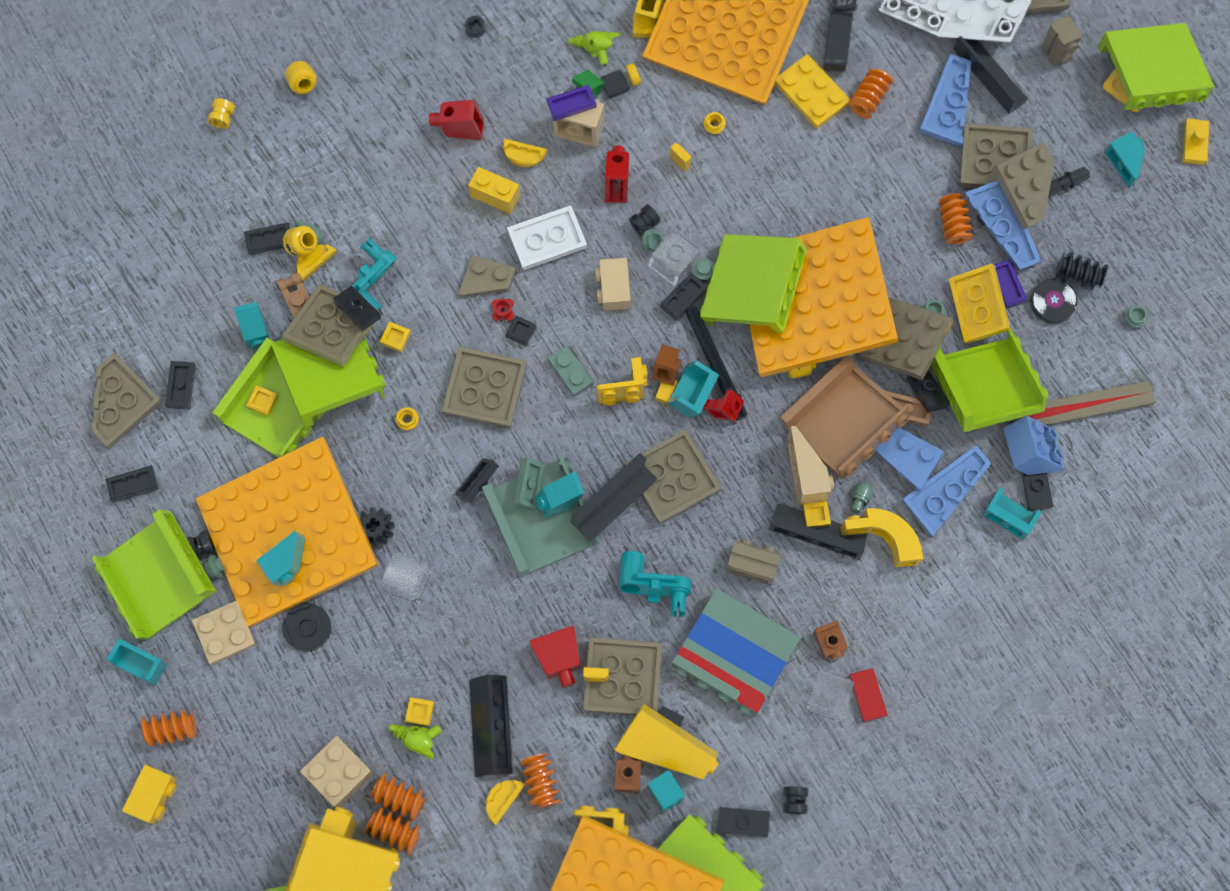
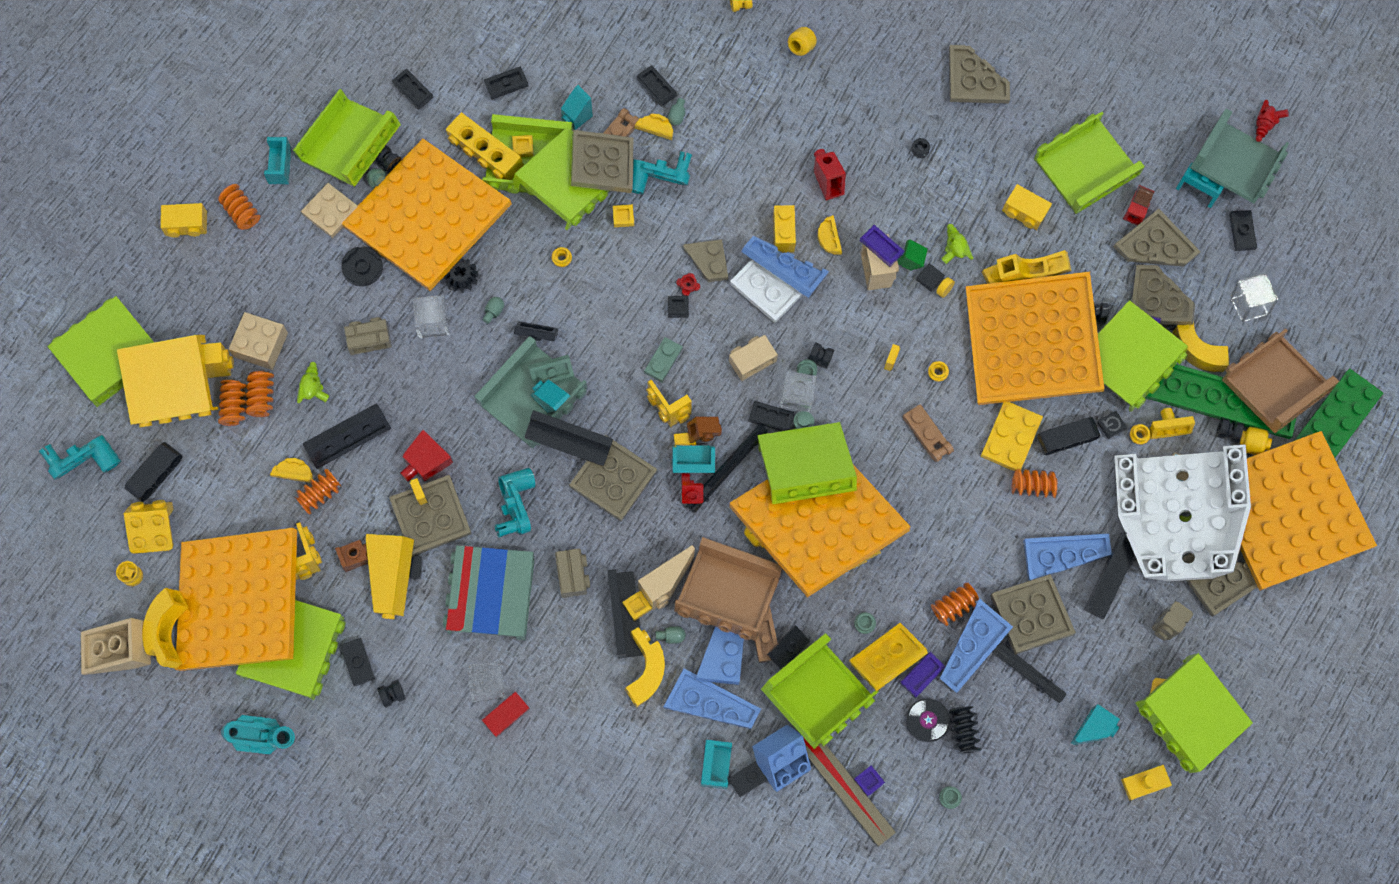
camera: 60 degrees right, 0 degrees up
(119, 400) = (472, 48): dark tan plate -> none
(208, 447) = (463, 127): none -> yellow brick
(283, 560) = (398, 220): teal slope -> none
(300, 241) = (666, 111): yellow head -> none
(357, 308) = (623, 172): black plate -> none
(392, 654) = (367, 336): none -> dark tan brick
(419, 712) = (334, 378): yellow tile -> none
(428, 512) = (493, 309): none -> sand green cylinder
(484, 387) = (616, 301): dark tan plate -> none
(547, 201) = (792, 271): none -> medium blue wing
(617, 169) = (847, 314): red torso -> none
(665, 792) = (349, 587): teal panel -> none
(771, 163) = (927, 433): none -> medium nougat plate
(827, 650) = (544, 663): dark orange brick -> none
(919, 338) = (828, 612): dark tan plate -> none
(1027, 183) = (1018, 647): dark tan plate -> none
(1089, 380) = (869, 780): none -> dark purple plate

